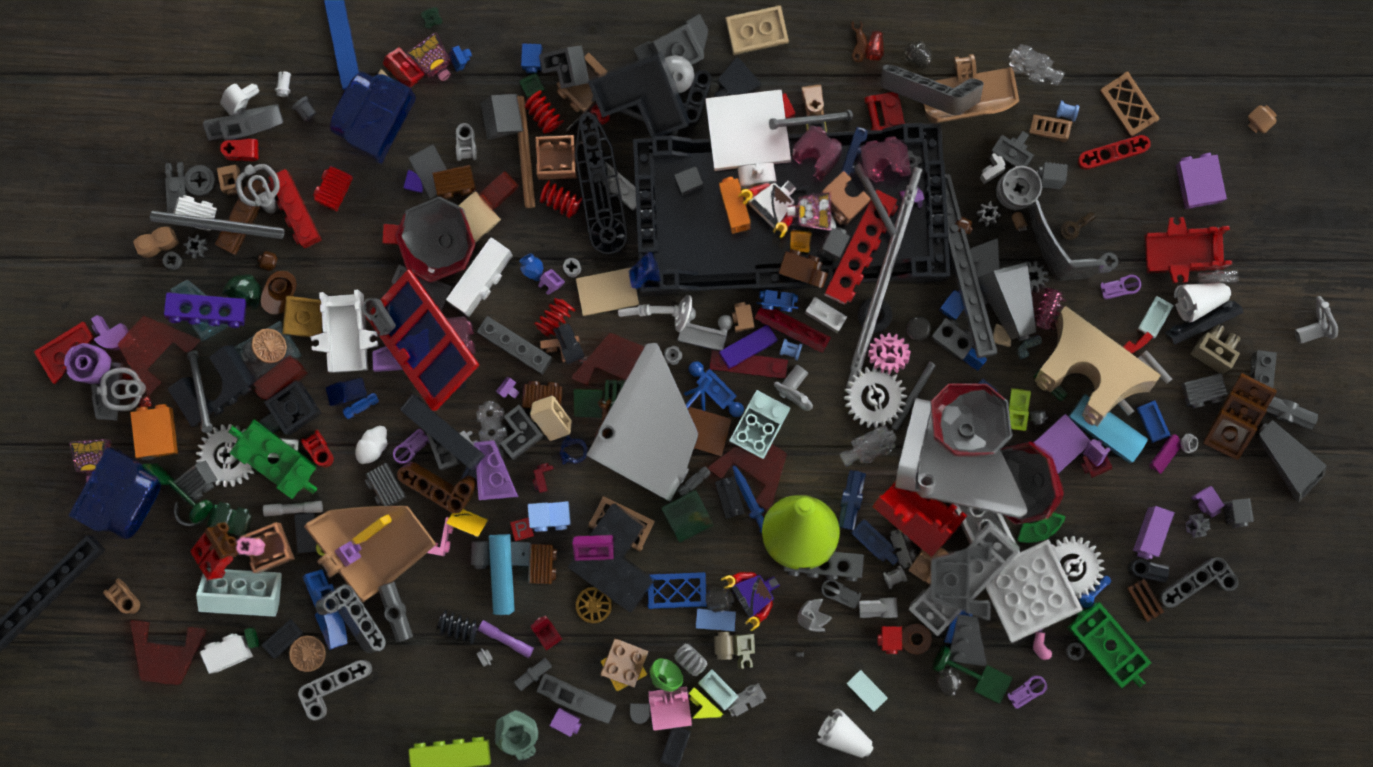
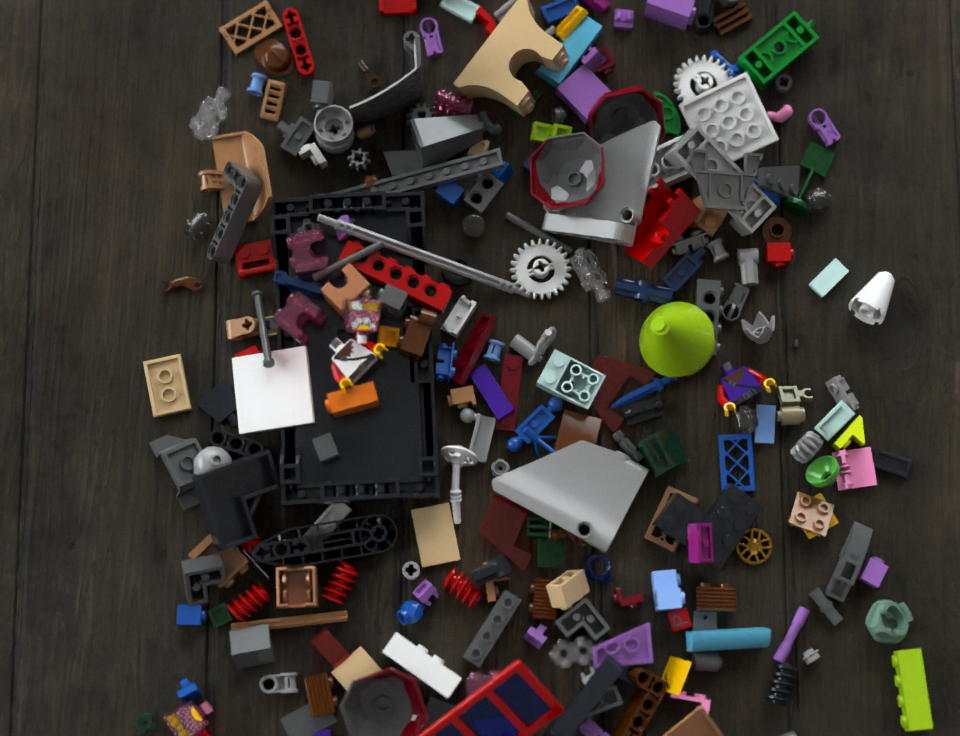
camera: 95 degrees left, 5 degrees down
(546, 632) = (784, 593): dark red bracket -> none
(639, 712) = (859, 498): dark grey tile -> none
(644, 270) = (420, 491): clear blue slope -> none
(756, 175) = (321, 379): white beam -> none
(875, 47) = (187, 267): clear red cone -> none
(889, 356) = (489, 254): bright pink gear -> none
(1098, 128) = (274, 57): none -> reddish brown piece
(1137, 429) = (570, 22): none -> yellow tile
(1143, 486) = (623, 19): none -> medium lavender tile

